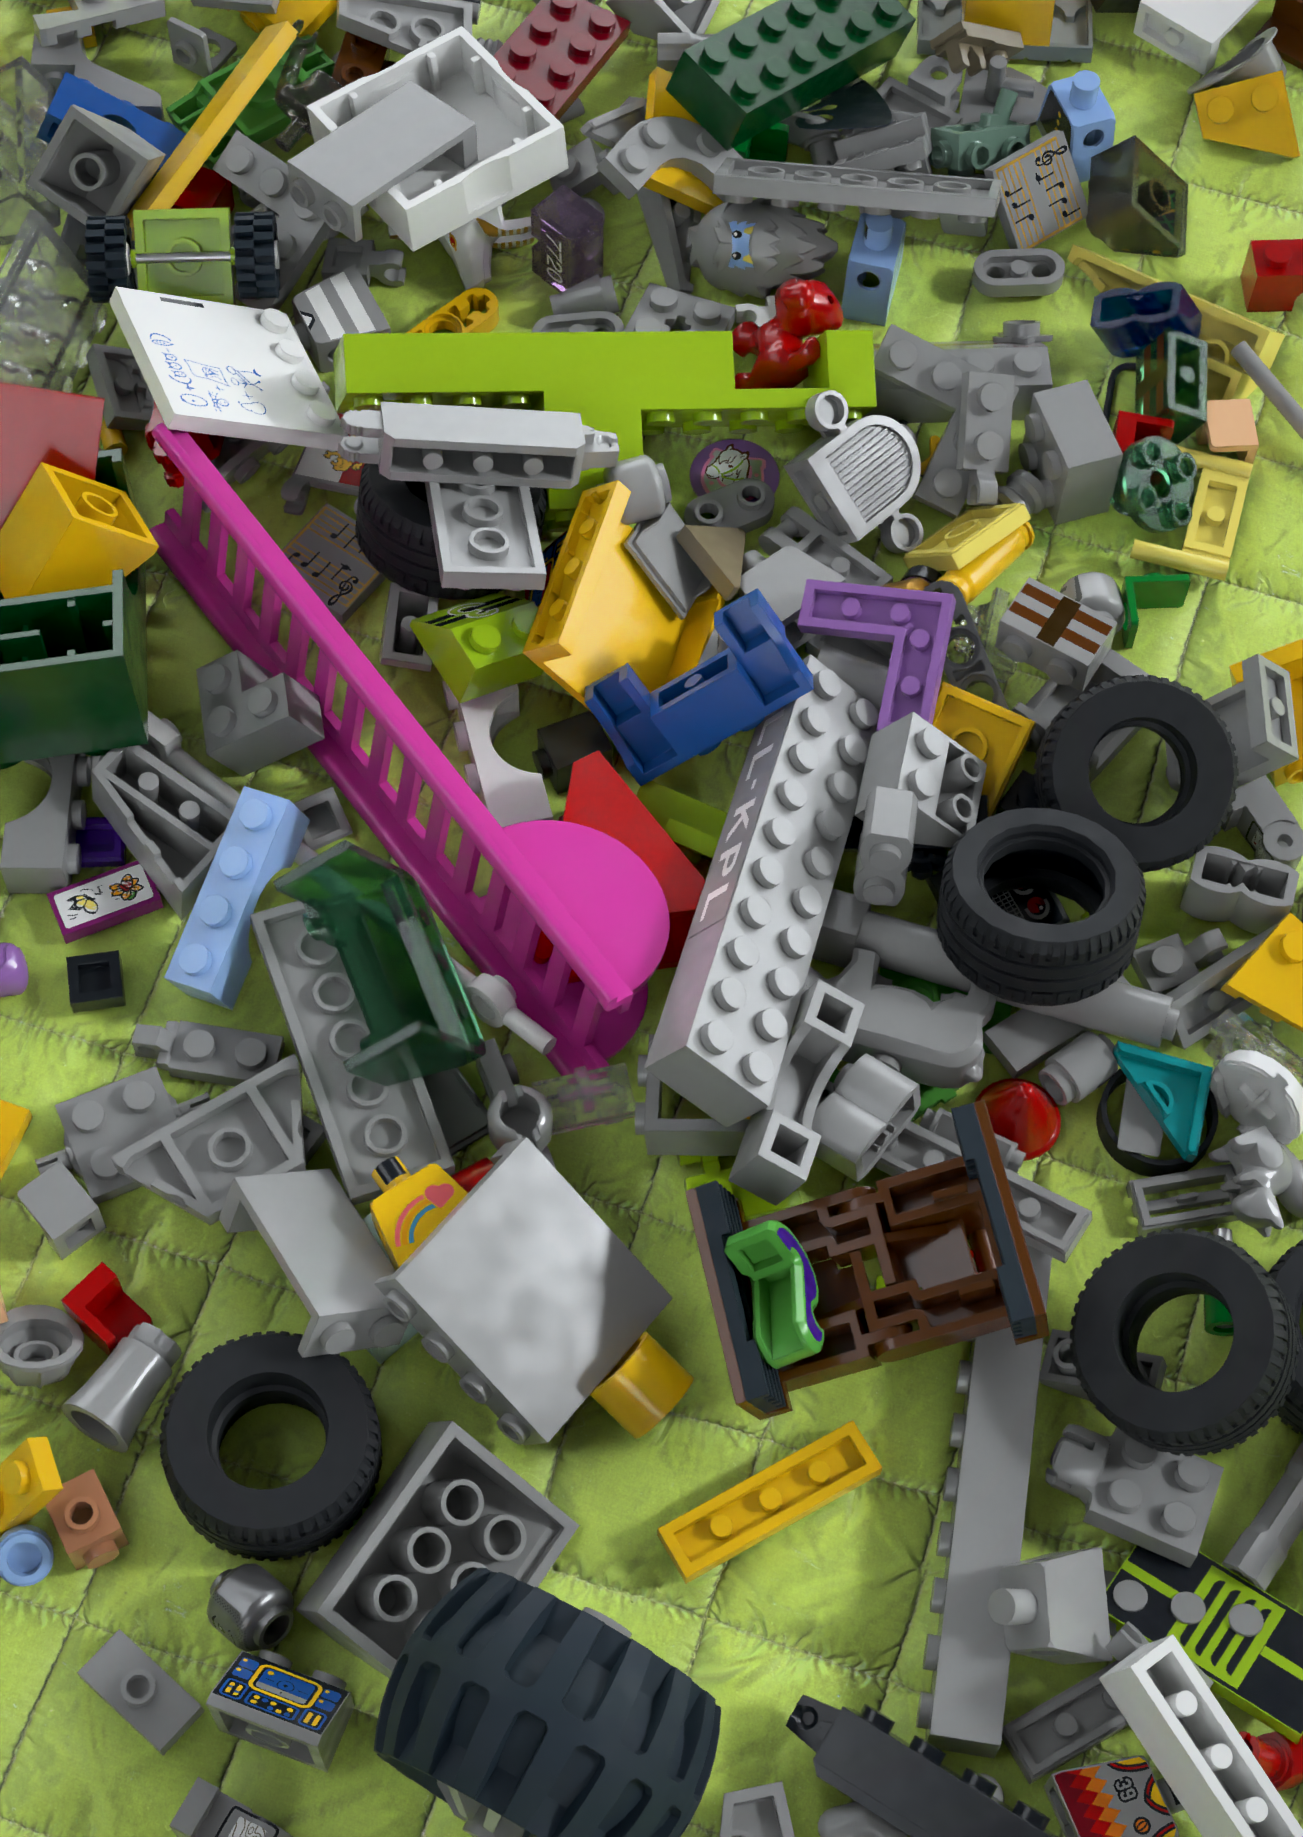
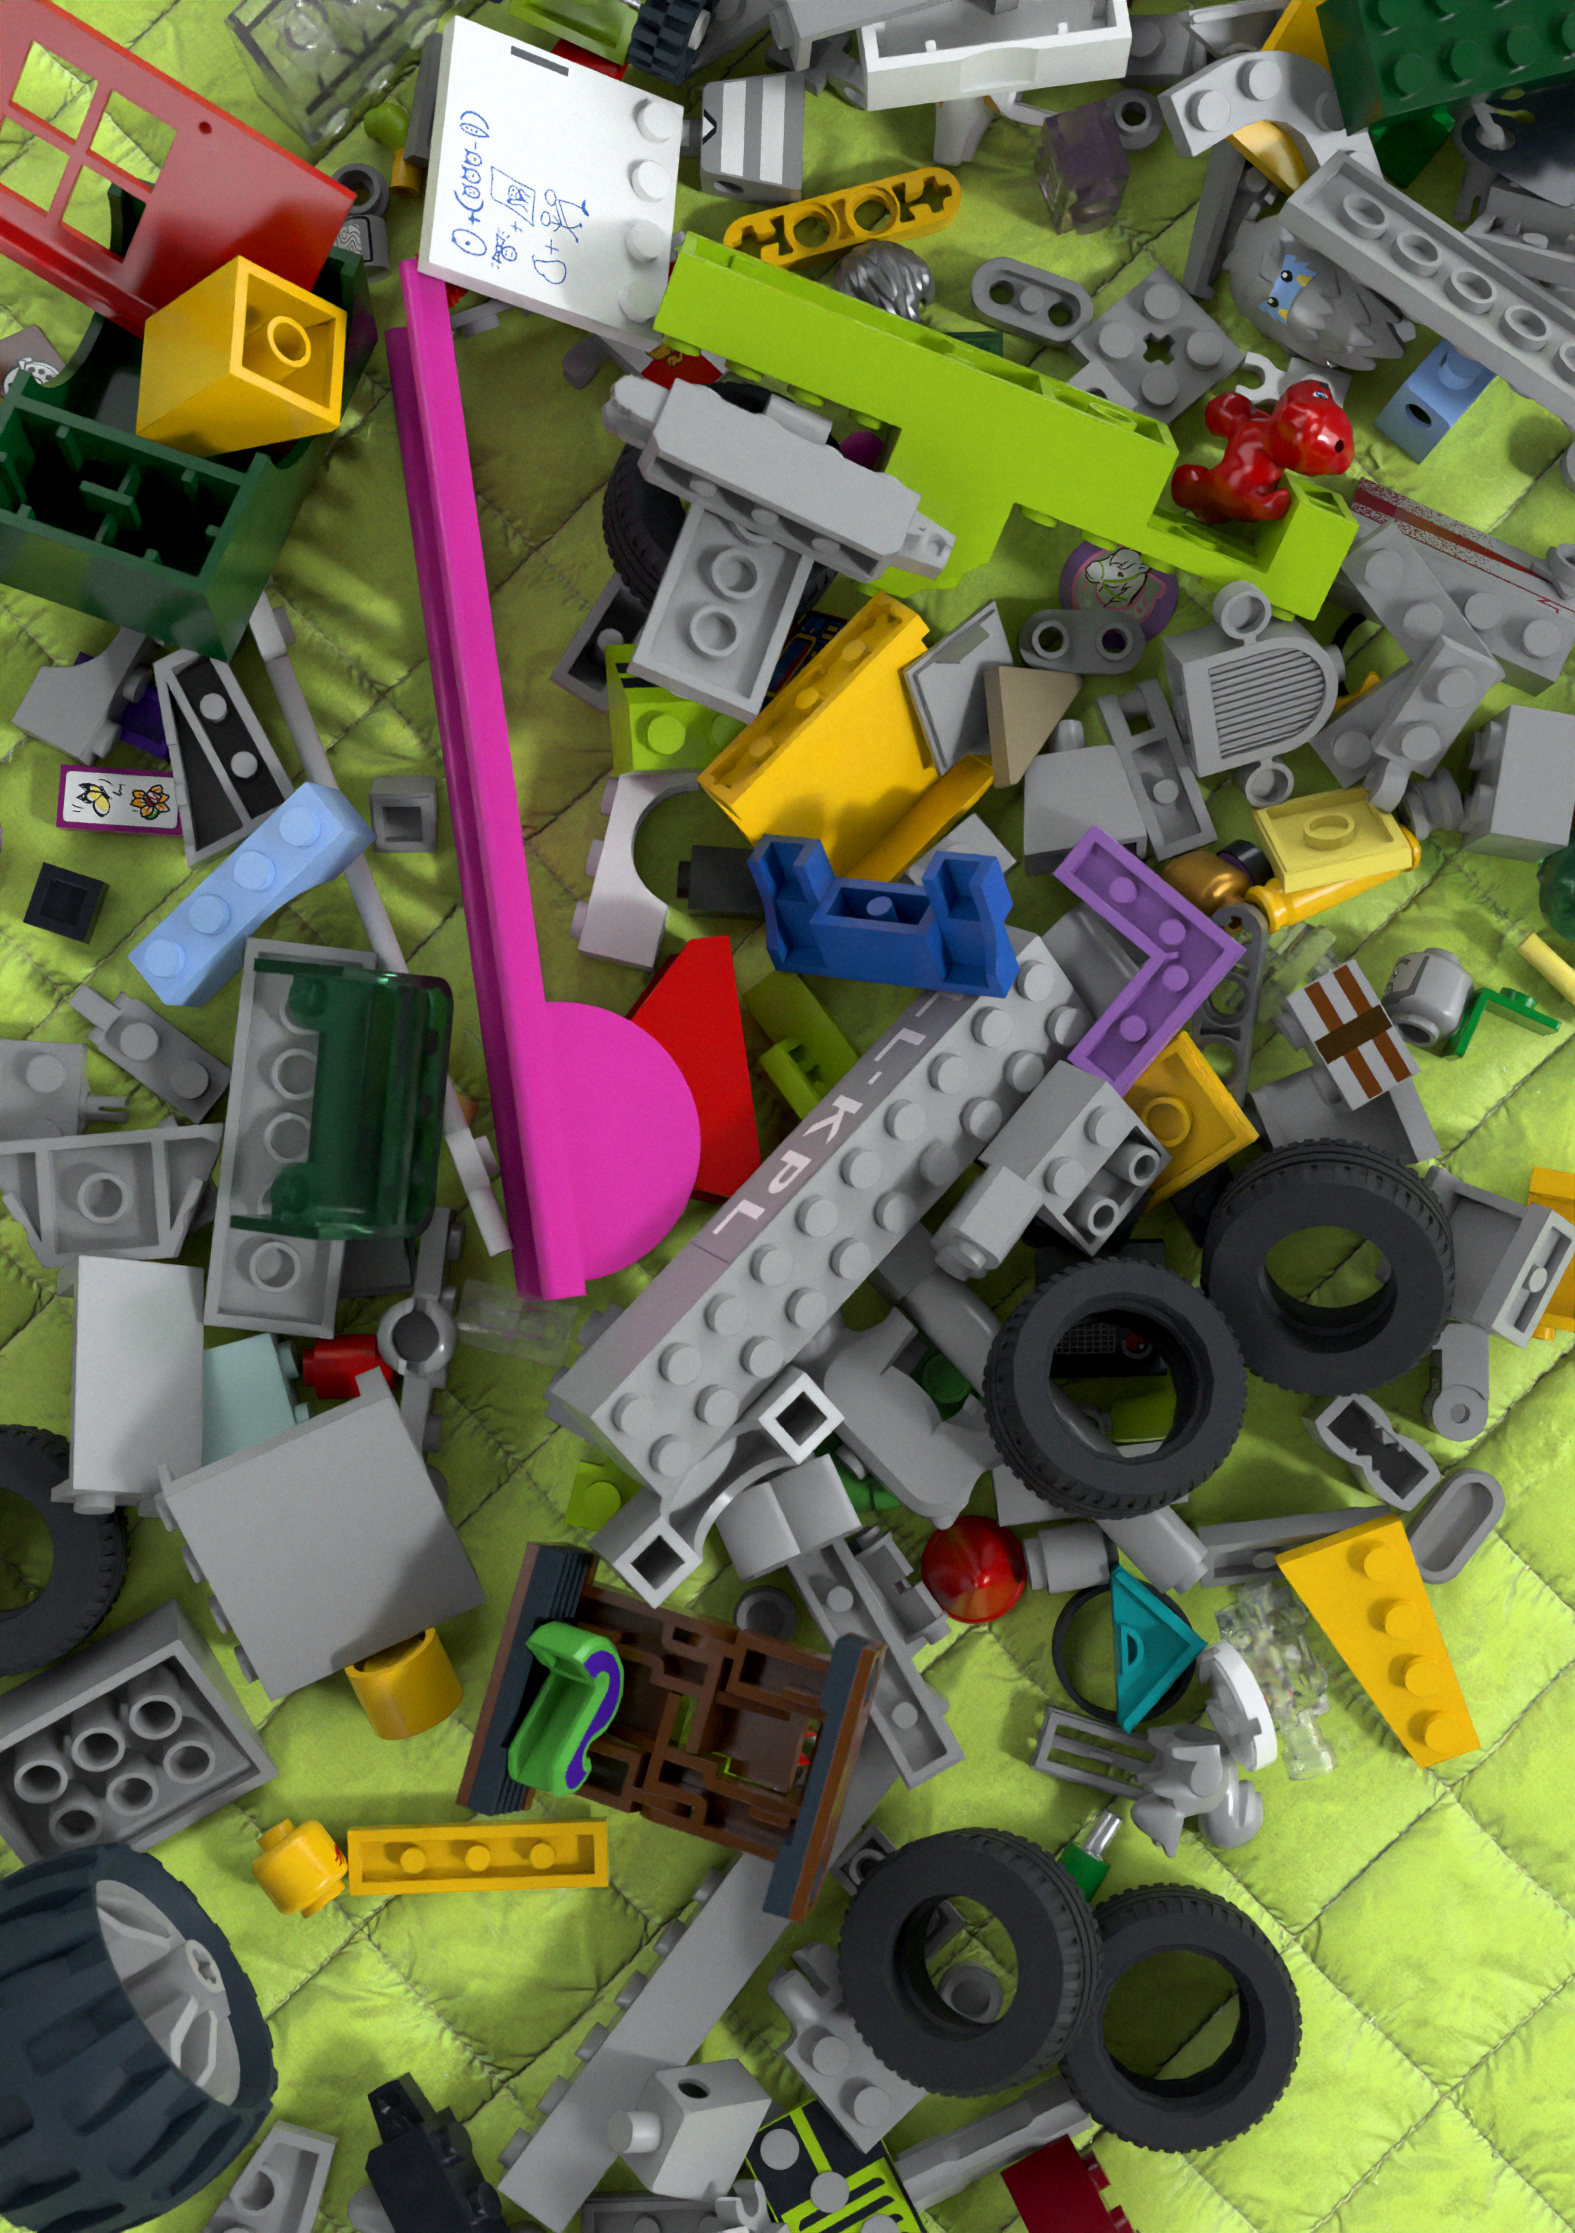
camera: 25 degrees right, 25 degrees up
(254, 716) = (376, 659): light grey brick -> none
(333, 563) = (565, 480): light grey tile -> none
(410, 1205) = (254, 1391): yellow torso -> none
(586, 296) = (1069, 252): light grey cone -> none
(635, 1575) = (299, 1867): none -> yellow head
(647, 484) = (954, 607): light grey head -> none
(1138, 1127) = (1090, 1662): light grey sticker -> none
(1171, 963) = (1249, 1483): light grey plate -> none

